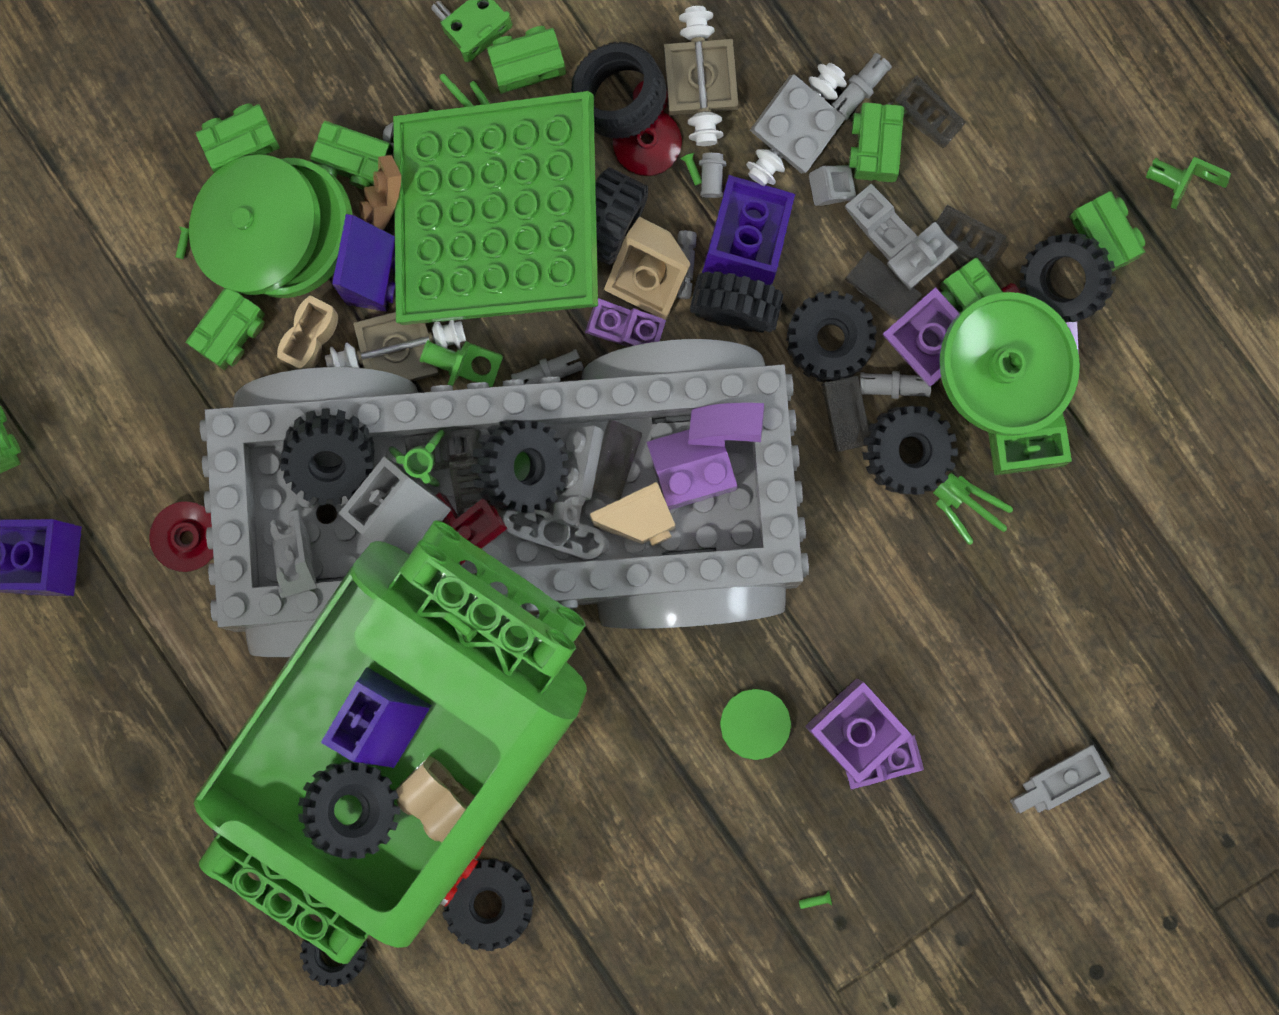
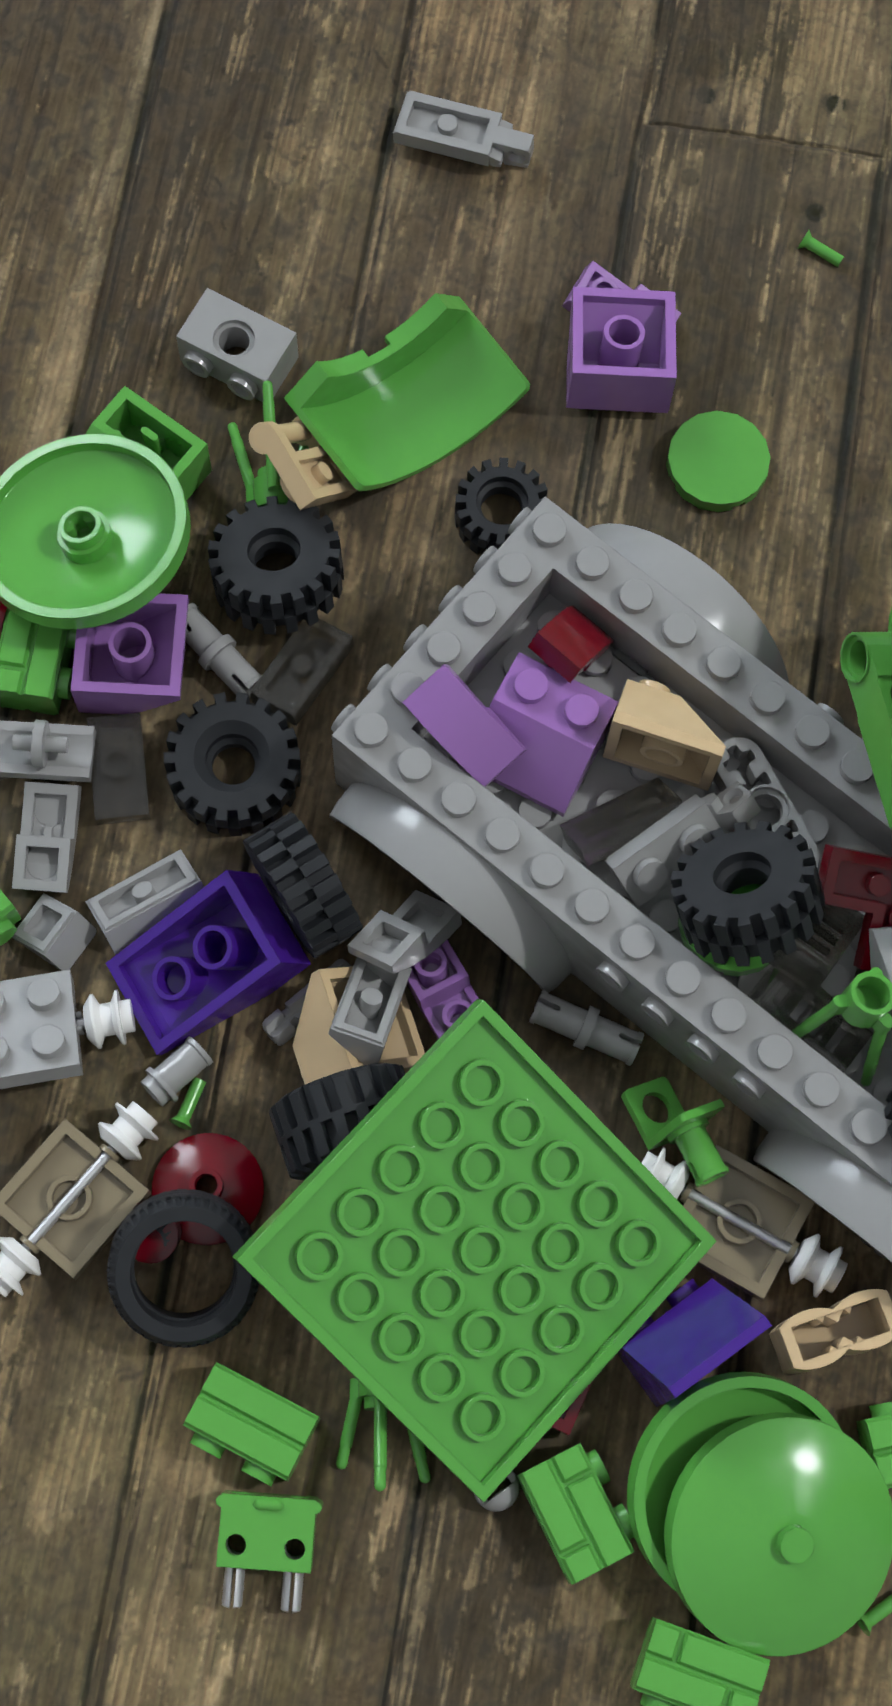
camera: 140 degrees left, 10 degrees down
(382, 197) = (590, 1415): medium nougat slope -> none
(651, 277) = (368, 1010): none -> light grey slope
(669, 317) = (407, 935): none -> light grey slope
(719, 519) = (570, 643): none -> dark red slope
(805, 239) = (144, 899): none -> light grey slope
(856, 590) = (488, 482): none -> black tyre
(935, 601) = (411, 400): none -> bright green panel
(936, 513) = (306, 475): none -> tan plate
(1068, 541) = (223, 324): none -> light grey brick

